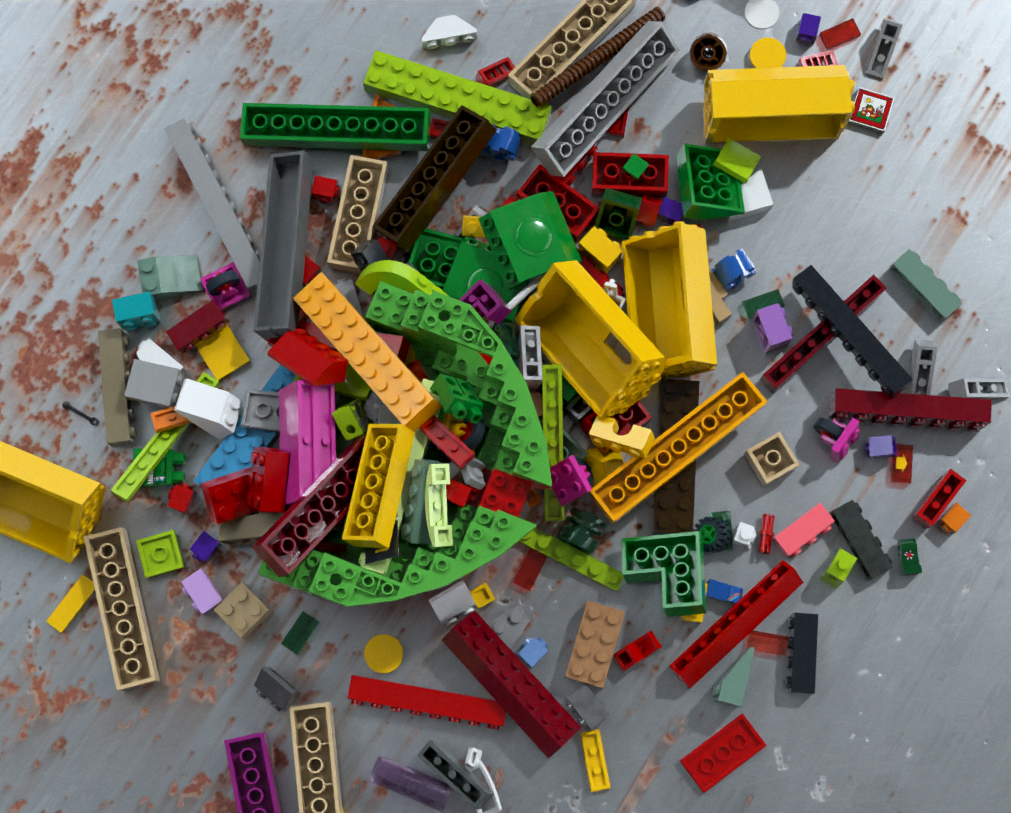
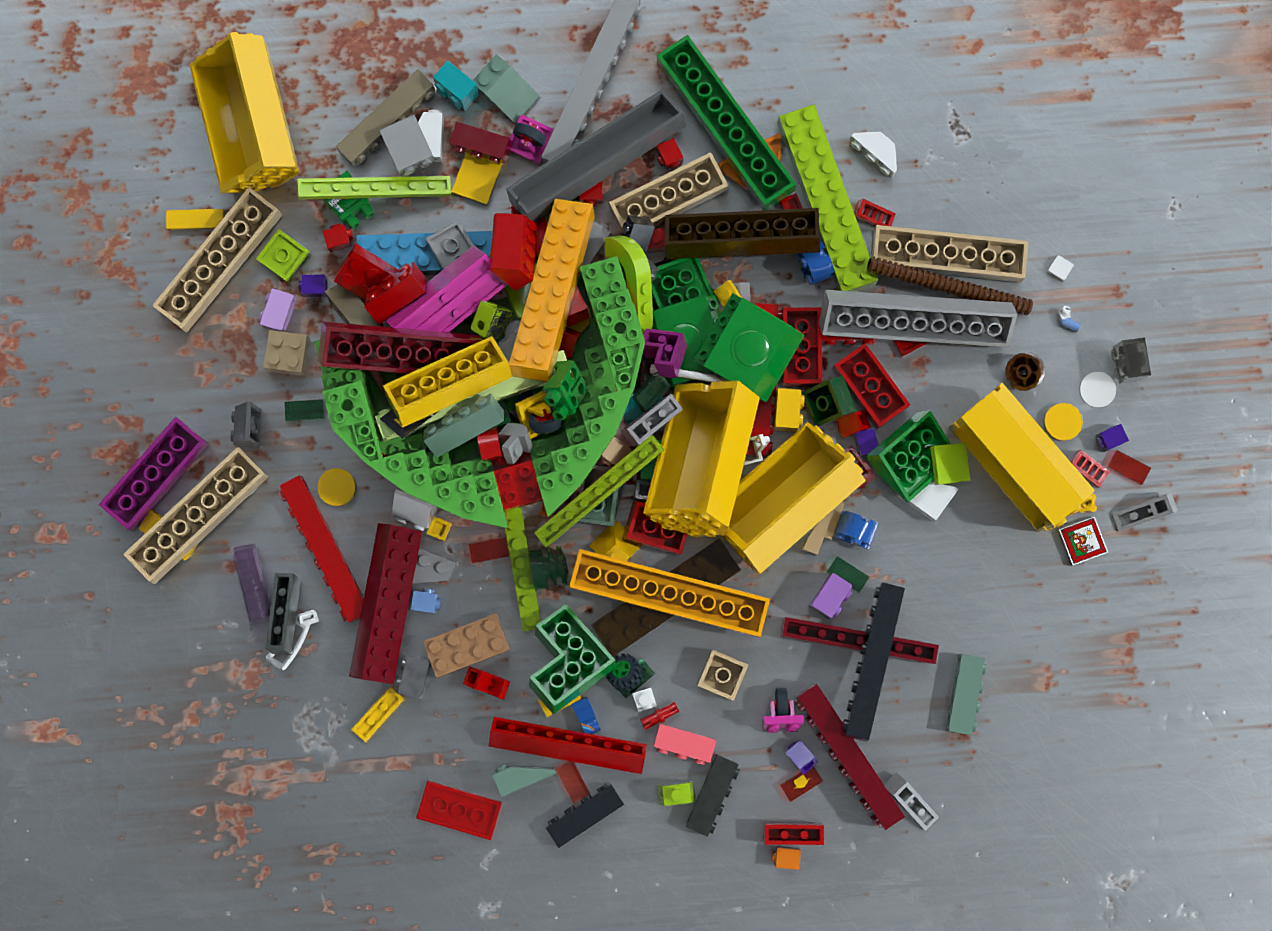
camera: 50 degrees right, 5 degrees up
(93, 420) = (347, 122): black hinge -> none
(167, 419) = (391, 180): orange plate -> none
(209, 408) = (421, 202): white slope -> none
(436, 505) = (466, 438): yellowish green slope -> none
(447, 442) = (524, 408): red tile -> none
(571, 479) = (579, 527): dark pink plate -> none
(635, 166) = (878, 386): green tile -> none
(635, 443) = (645, 557): yellow arch -> none
(908, 557) = (727, 843): dark green leg -> none
(922, 366) = (892, 742): light grey slope -> none

